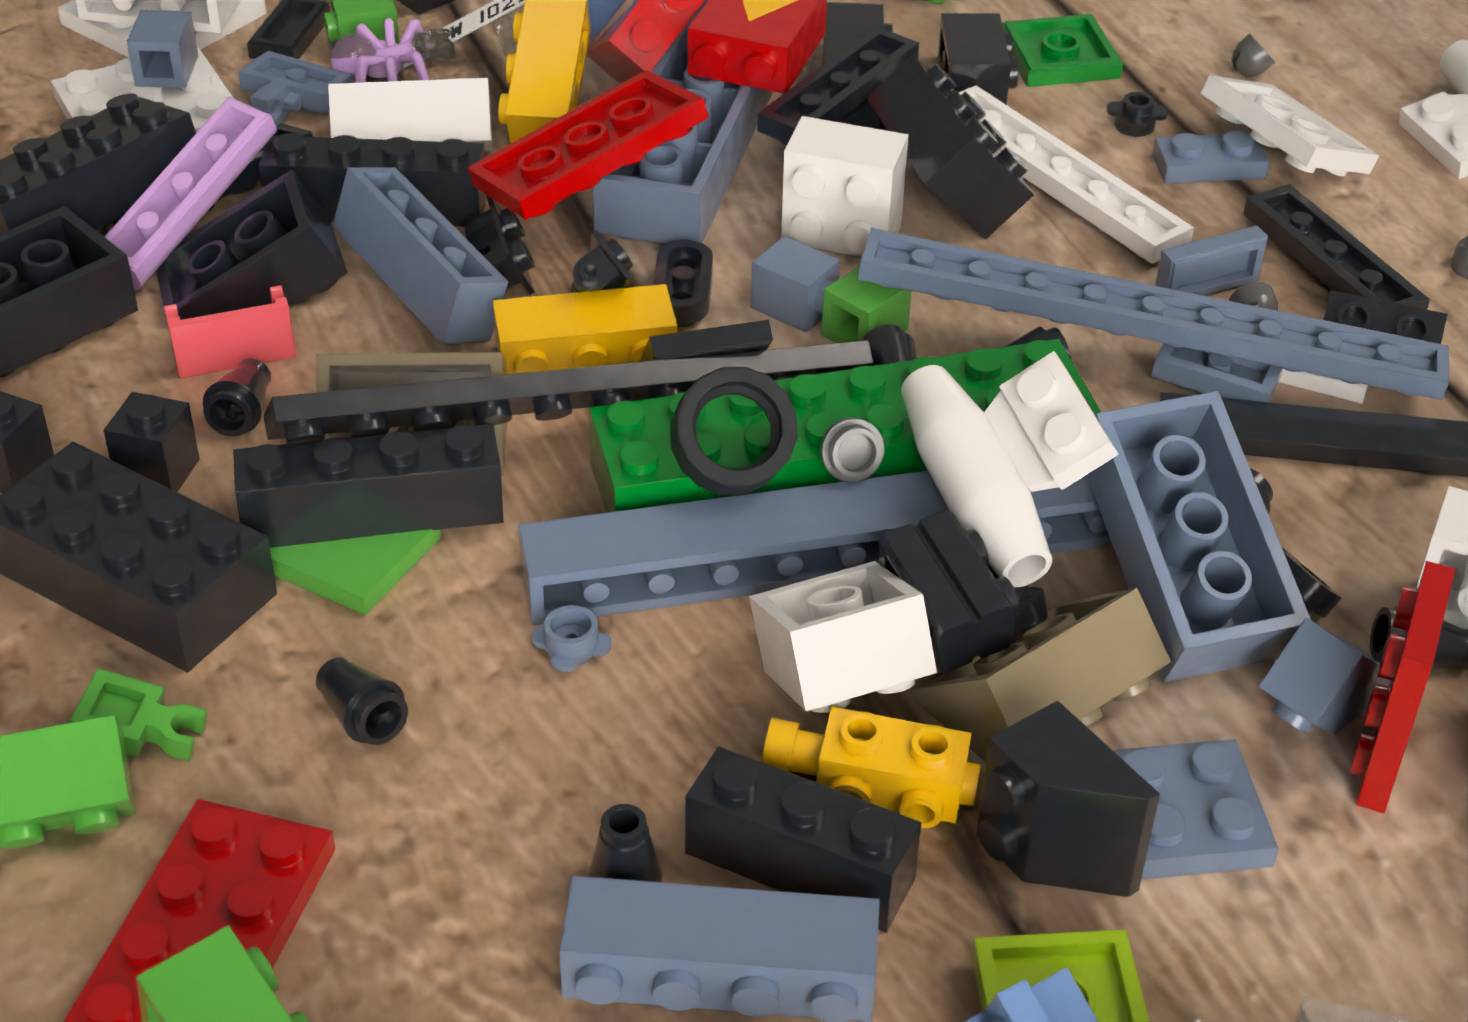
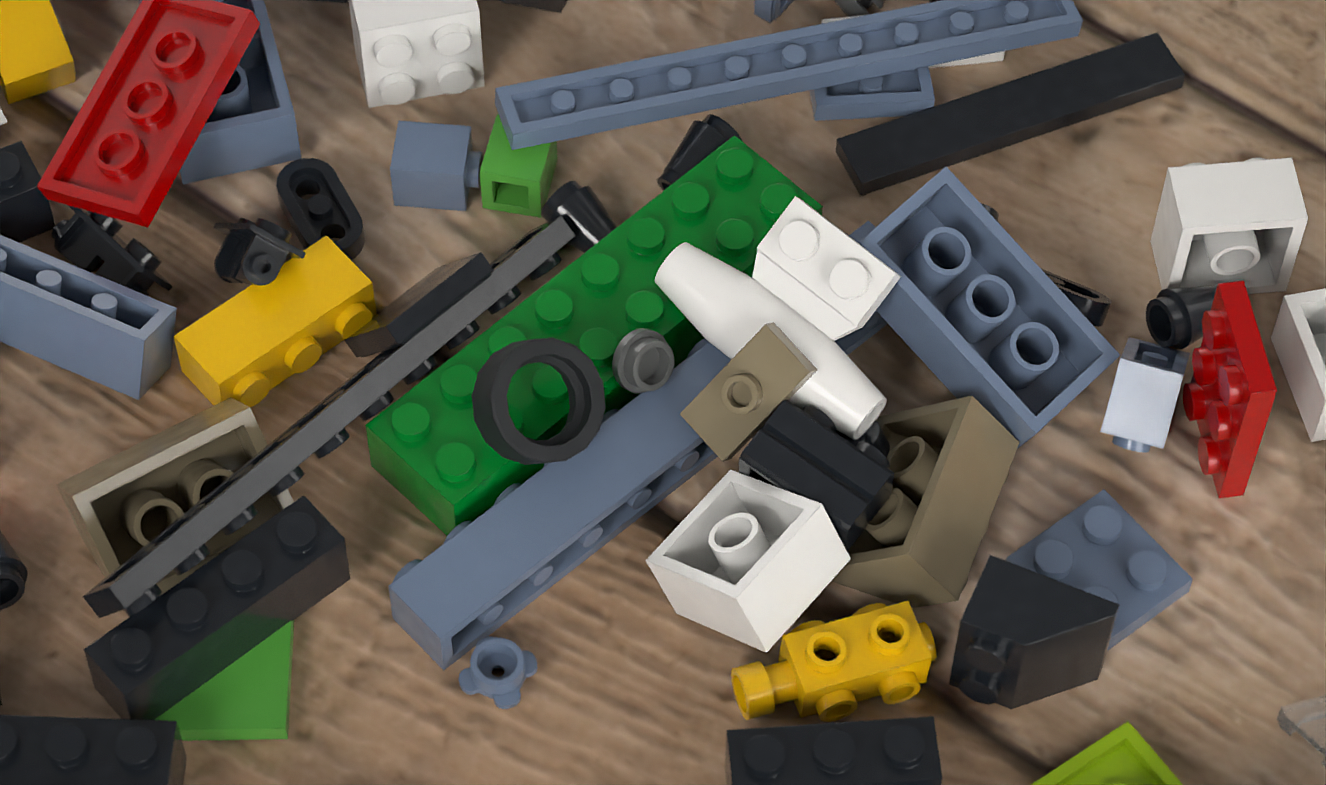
camera: 30 degrees left, 15 degrees up
(941, 481) = (748, 391): none -> dark tan plate

